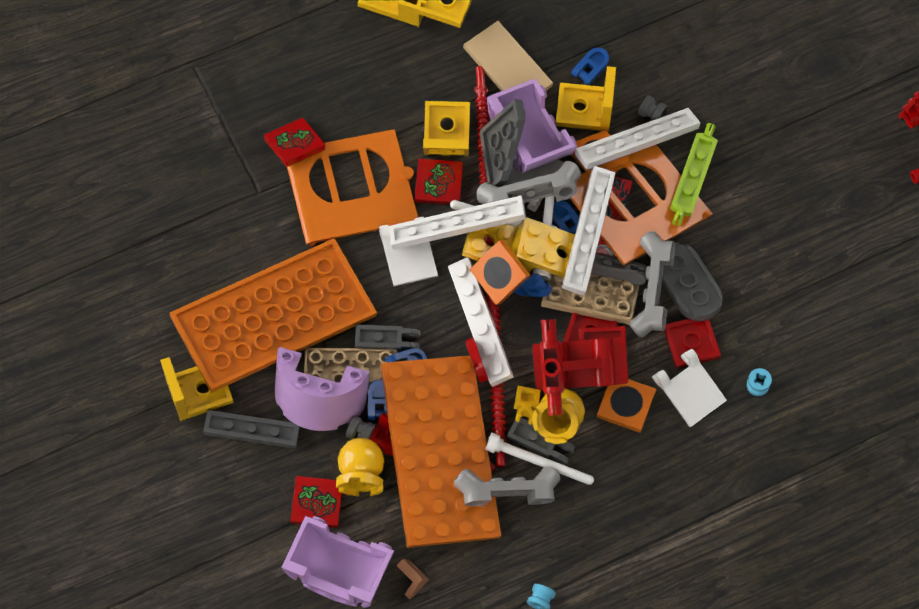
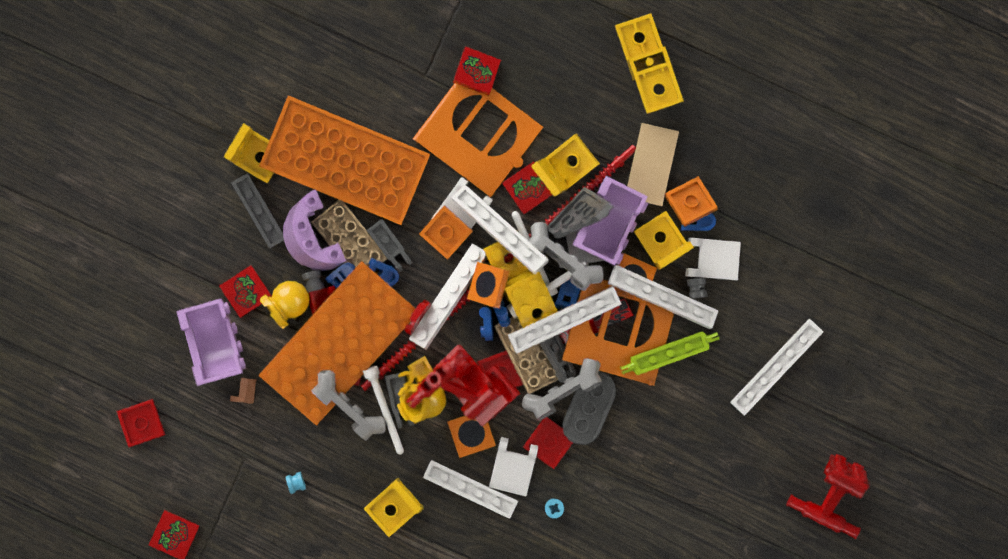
camera: 55 degrees right, 20 degrees up
(417, 280) = (446, 232): none -> orange tile
(539, 312) = (487, 329): none -> blue plate
(569, 56) = (691, 201): none -> orange tile
(640, 77) = (716, 259): none -> white flag
(640, 506) = (402, 499): none -> yellow bracket
(679, 443) = (470, 489): none -> white plate
(780, 99) = (776, 367): none -> white plate

